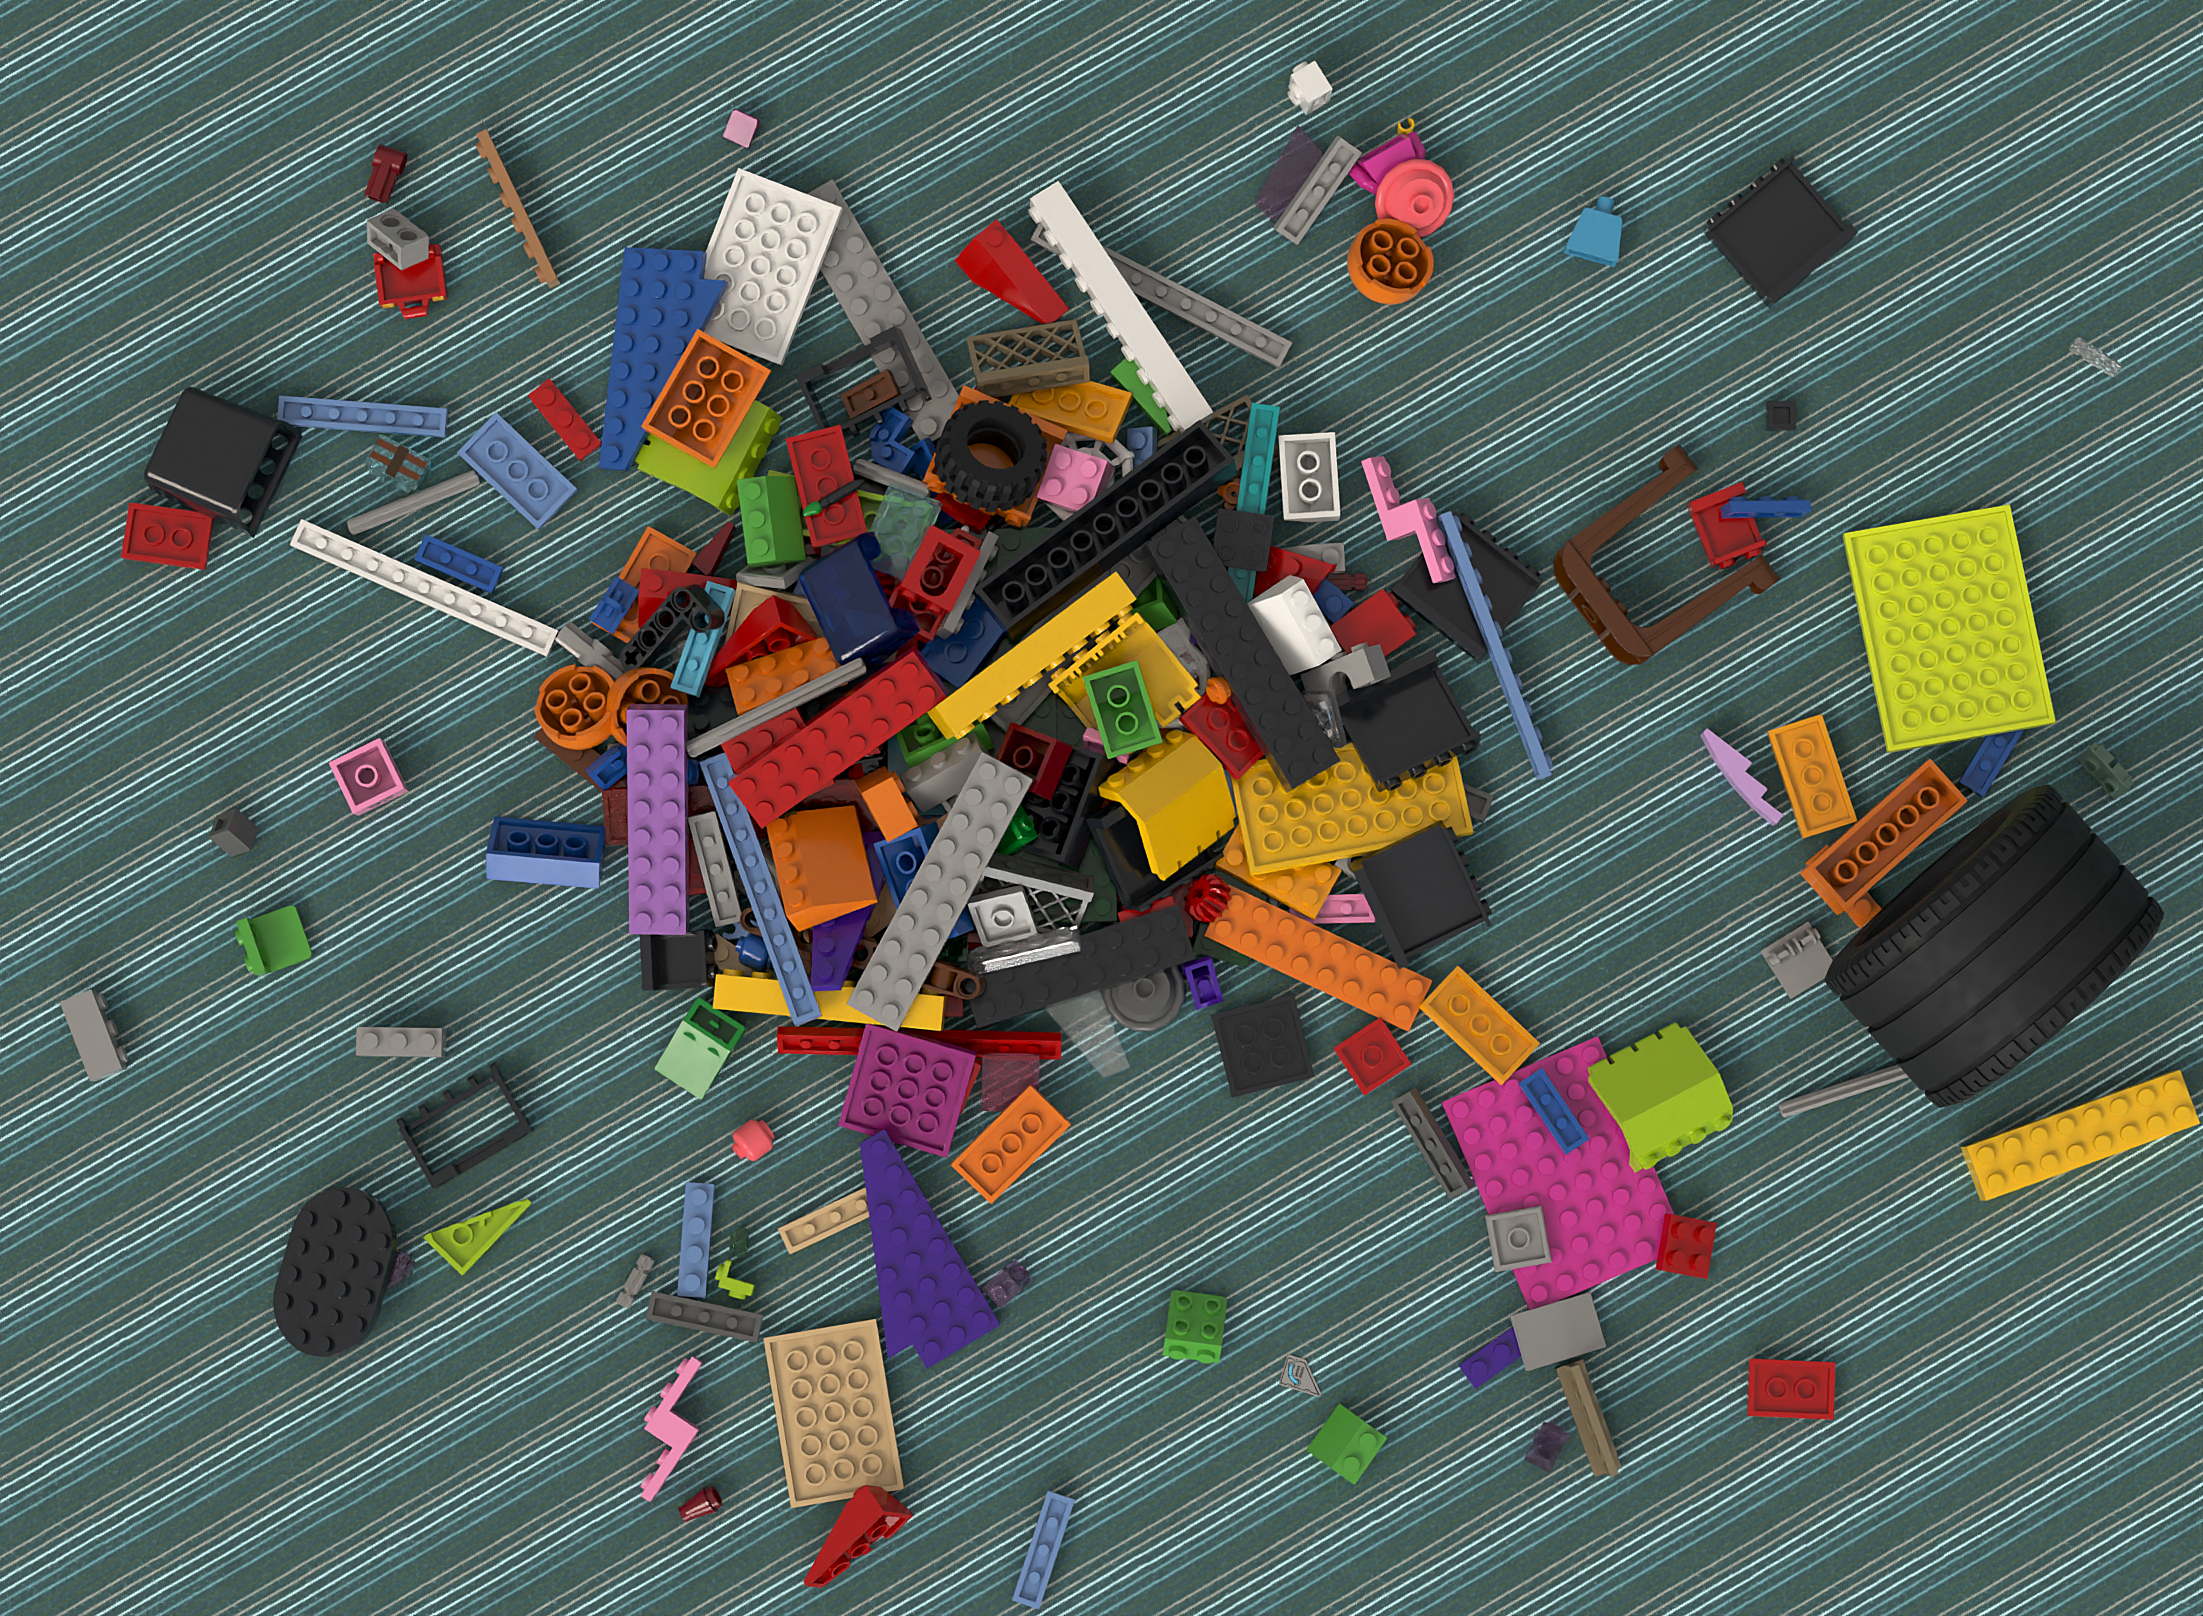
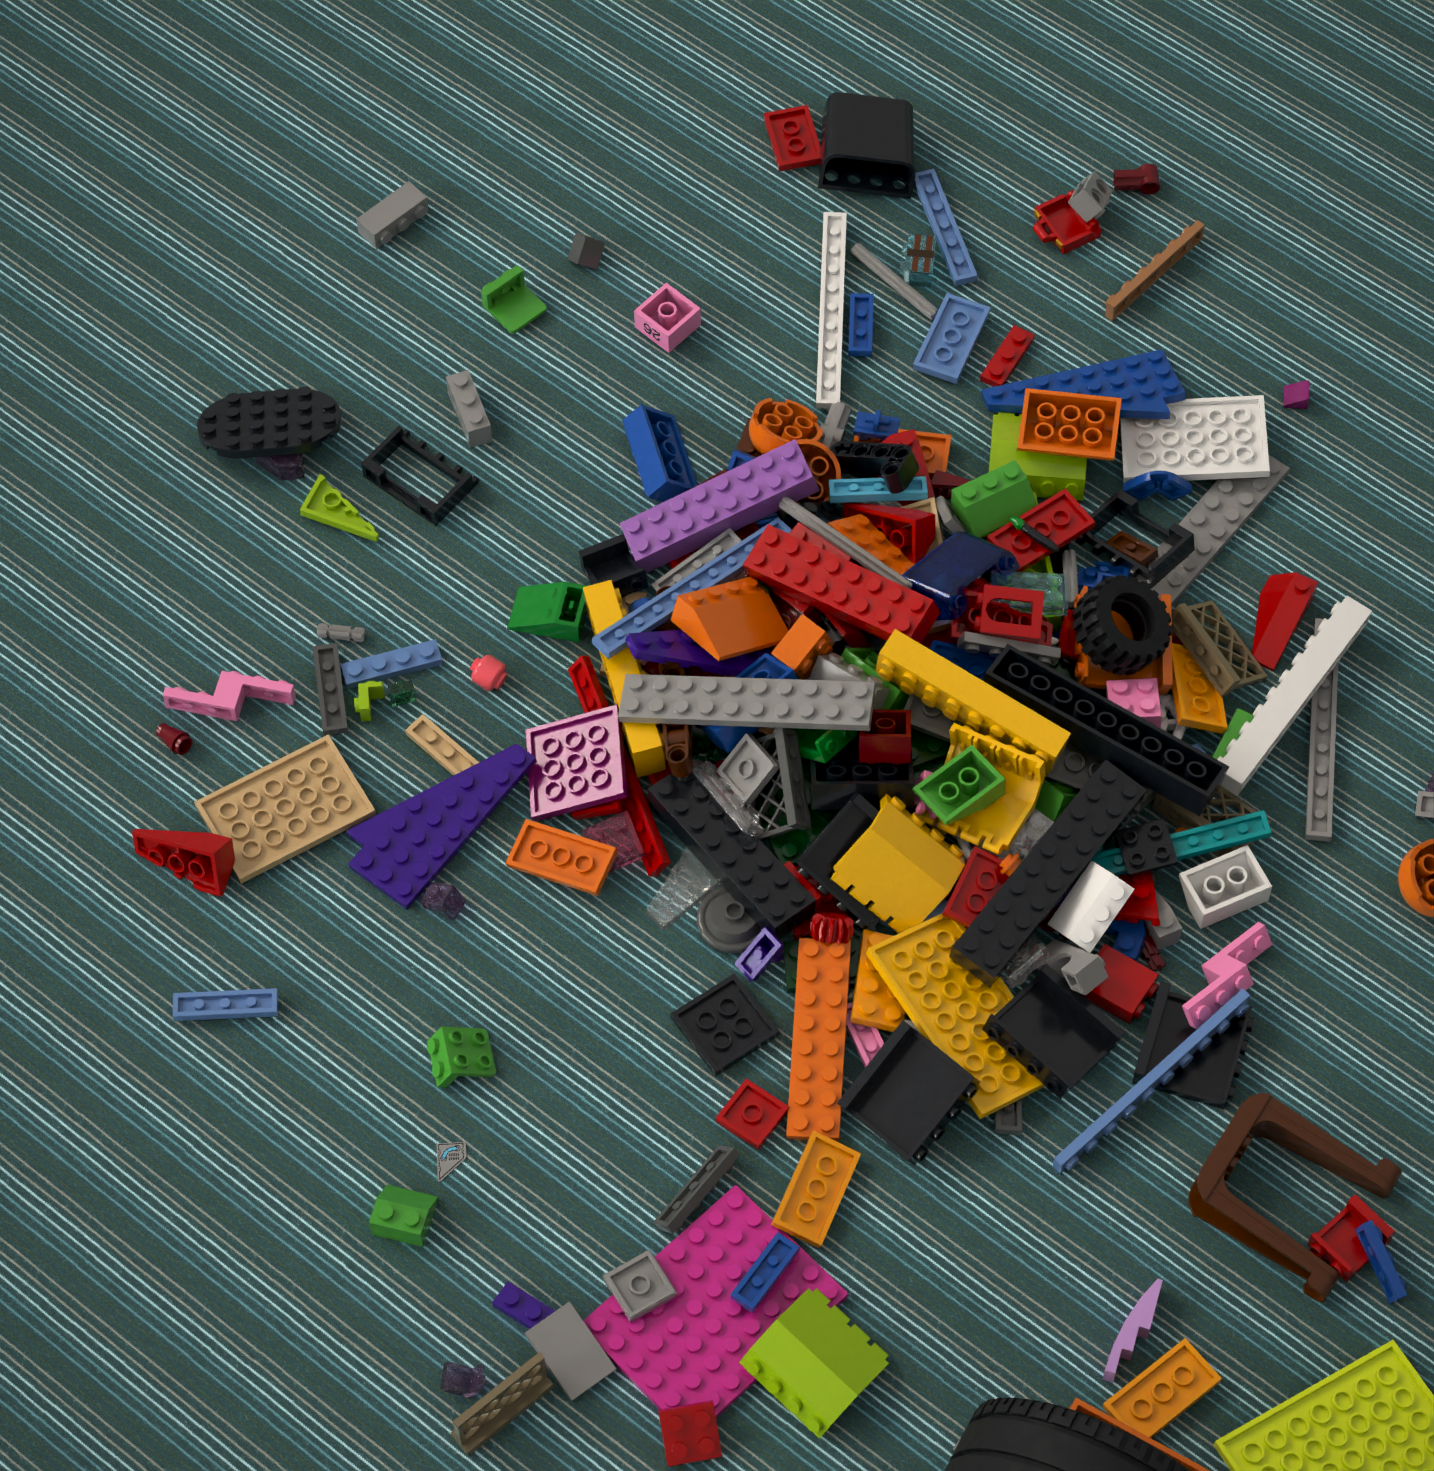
camera: 70 degrees right, 25 degrees down
(809, 319) = (1157, 481): none -> blue plate

